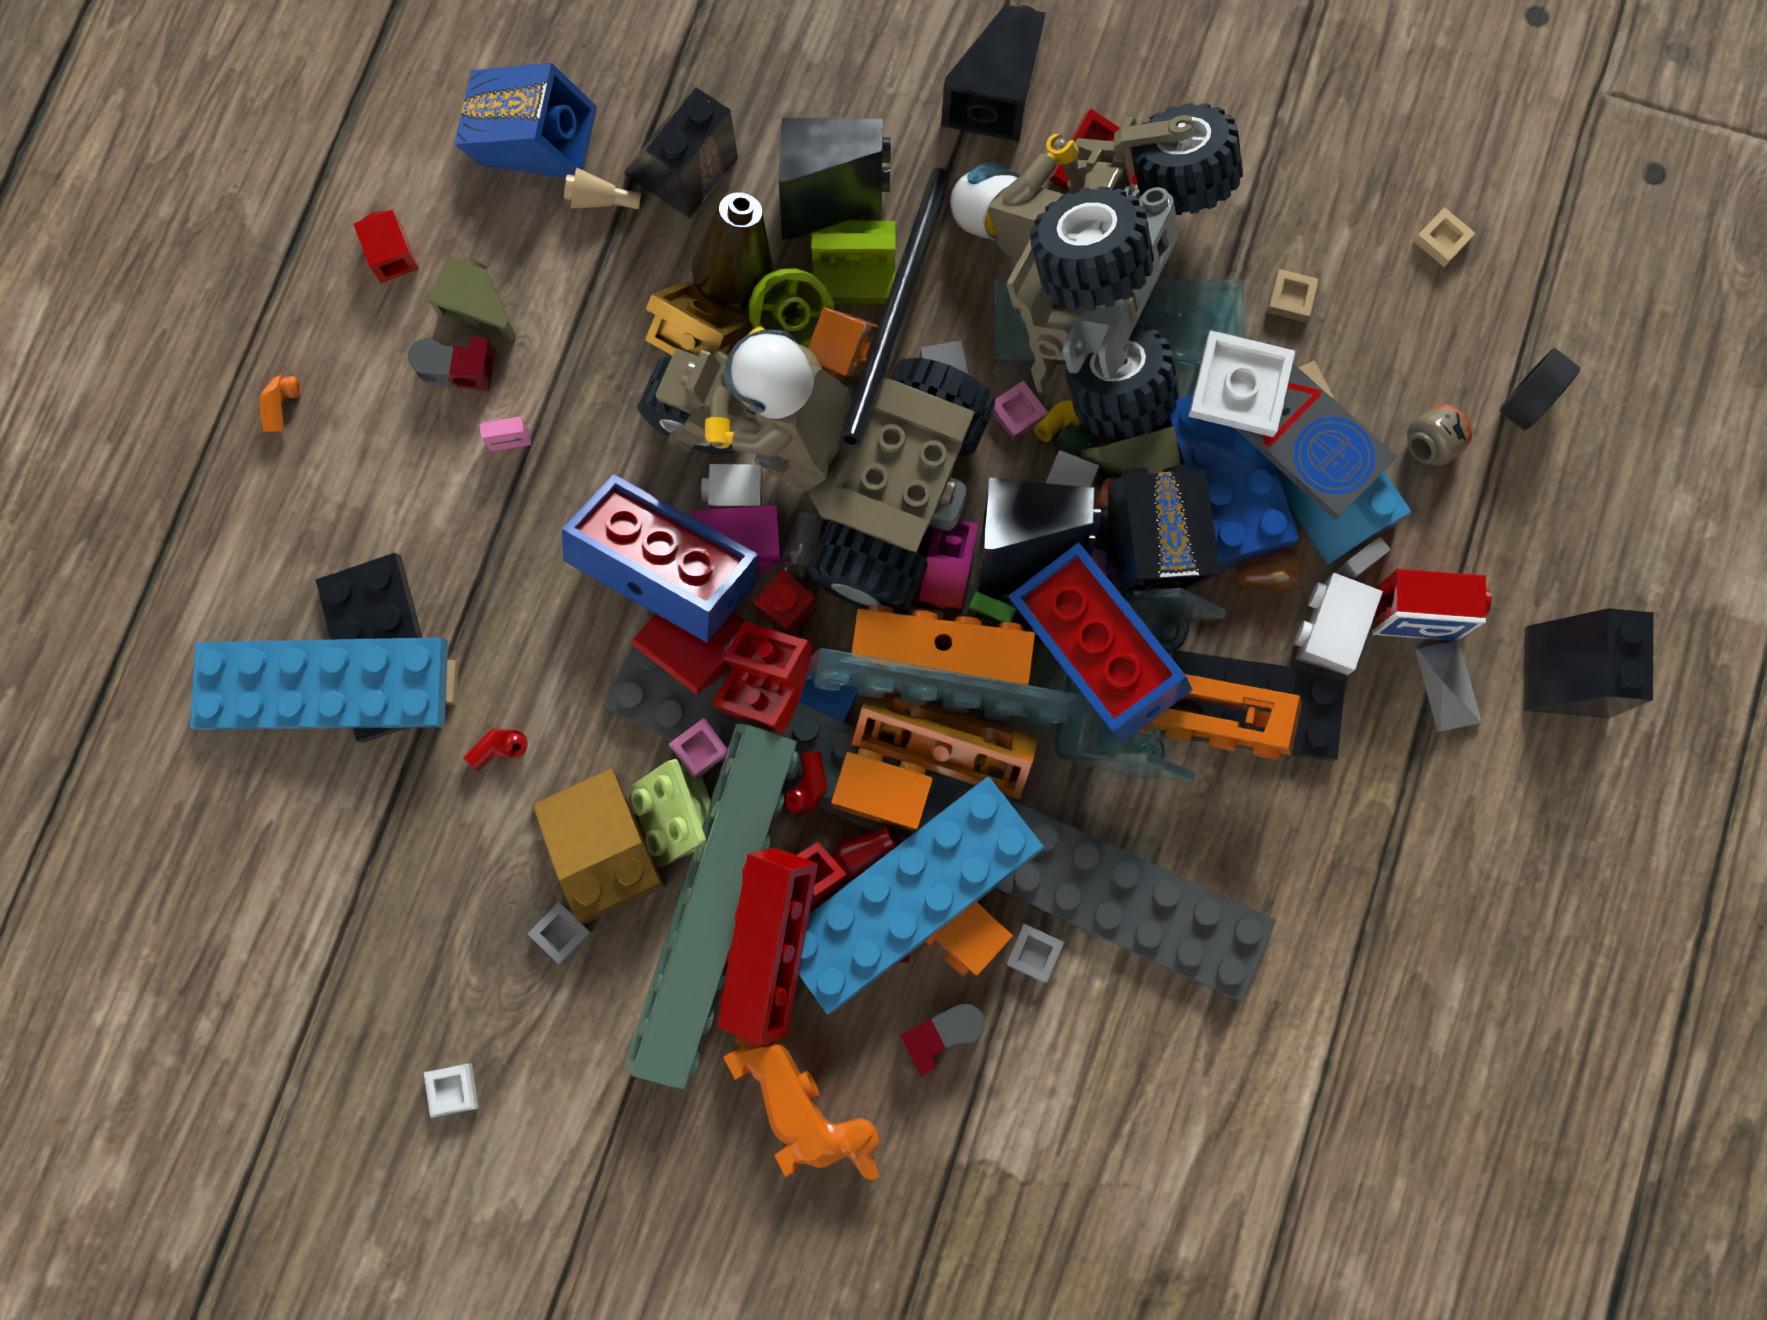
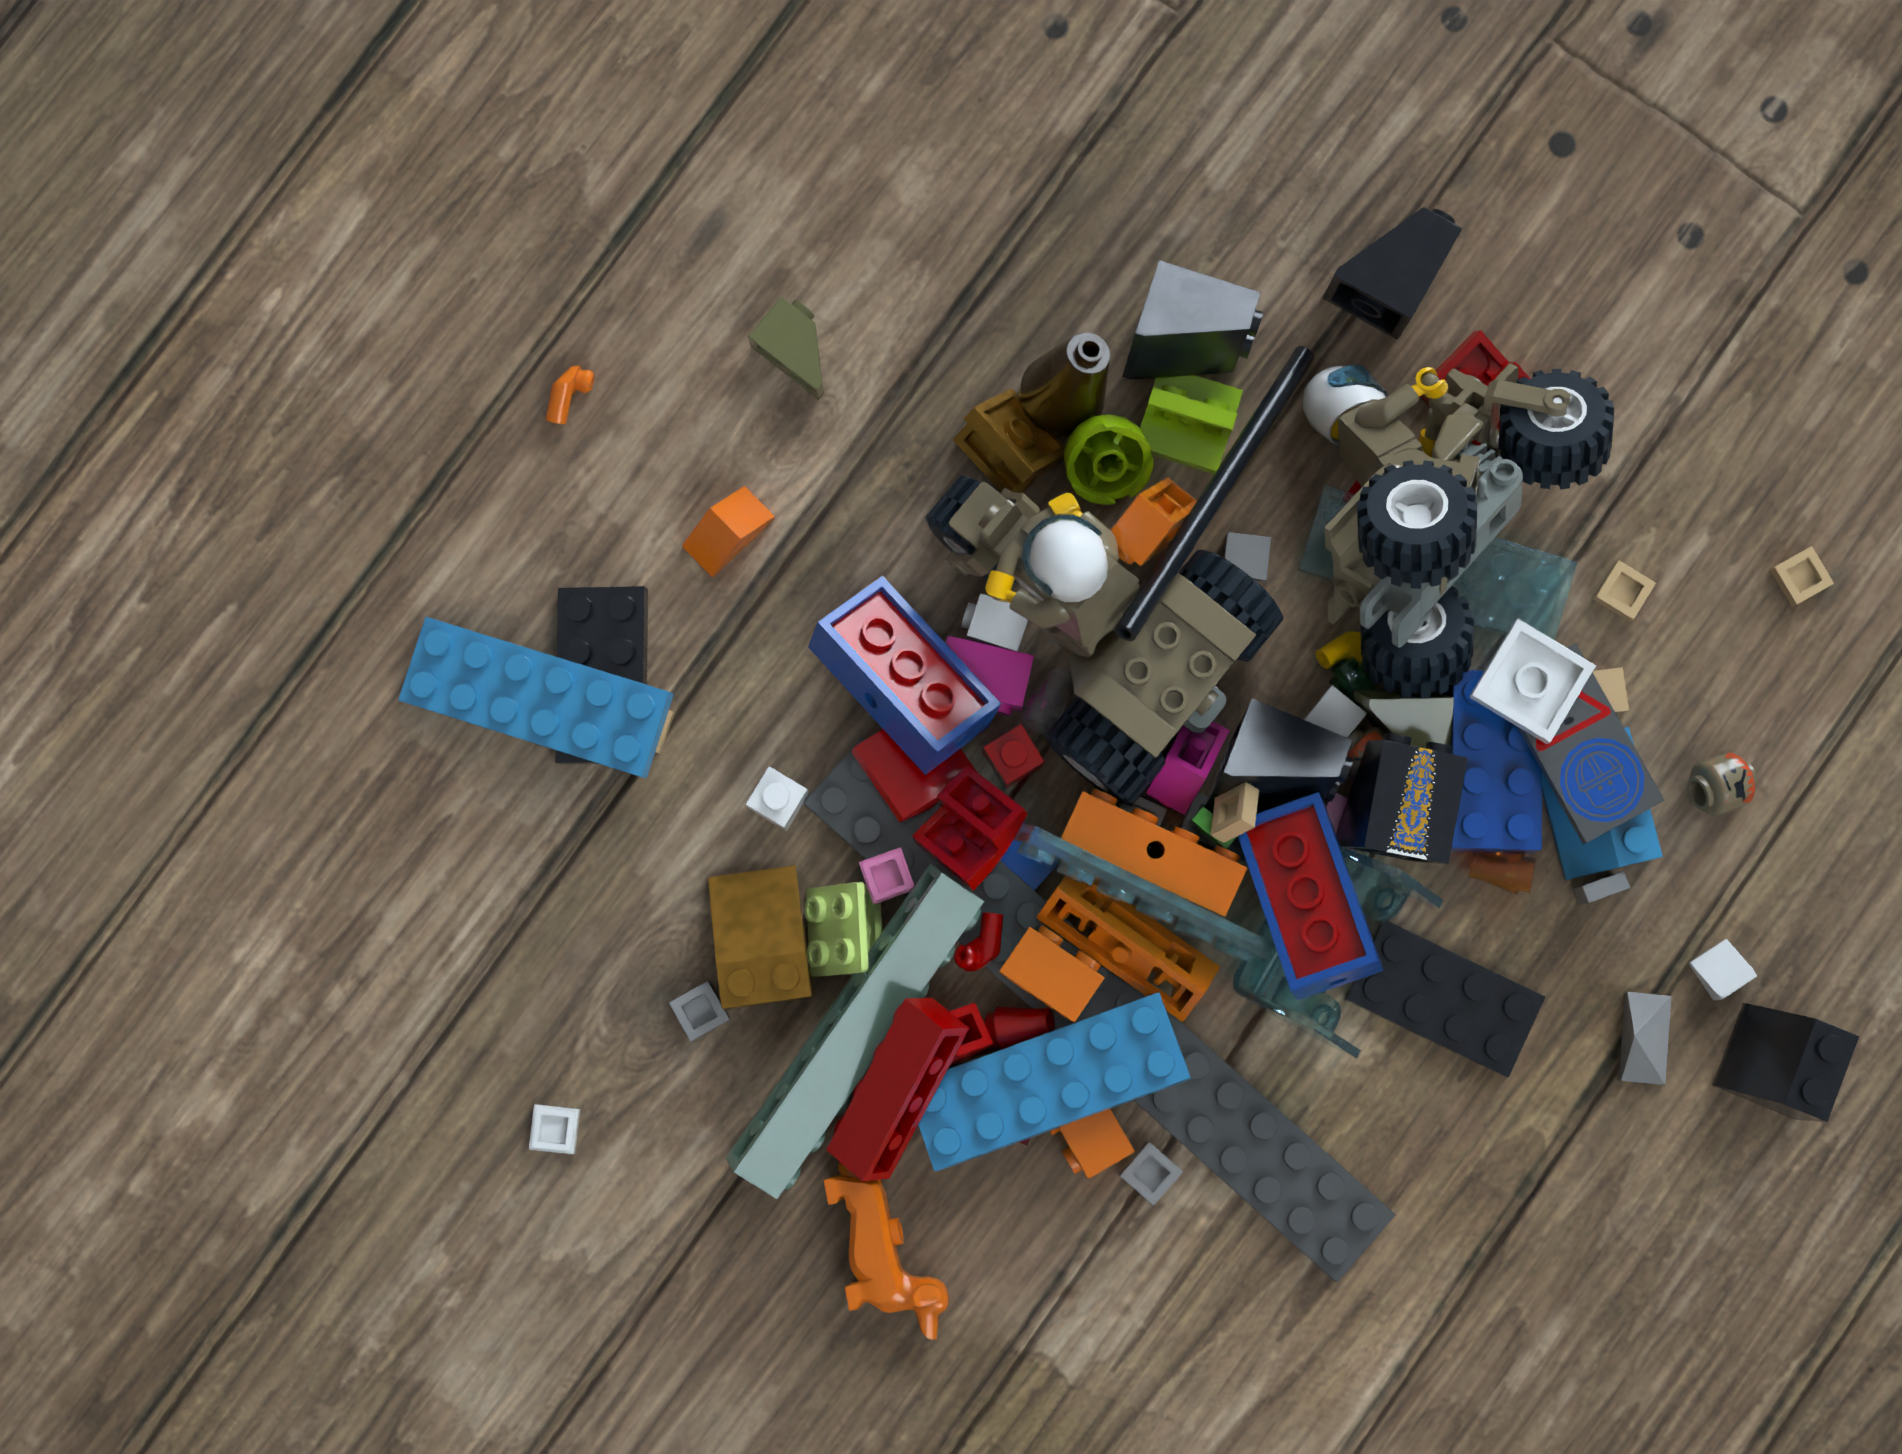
camera: 15 degrees right, 5 degrees up
(385, 245) = (720, 261): red brick -> none
(453, 365) = (753, 409): leg -> none
(459, 481) = (727, 530): none -> orange slope
(496, 743) = (691, 807): red arm -> none
(505, 433) = (785, 496): bright pink tile -> none
(526, 120) = (898, 172): blue slope -> none
(575, 709) = (777, 798): none -> white brick
(590, 191) = (943, 265): tan cone -> none
(687, 153) = (1049, 255): black slope -> none
(956, 1025) = (1037, 1220): leg -> none
(1006, 585) = (1234, 812): none -> tan tile
(1018, 410) = (1306, 626): bright pink tile -> none
(1224, 734) = (1457, 1030): orange brick -> none
(1337, 624) = (1553, 944): white brick -> none
(1431, 604) = (1650, 955): red piece -> none
(1506, 602) = (1722, 970): none -> white slope
(1540, 389) = (1838, 770): black tyre -> none

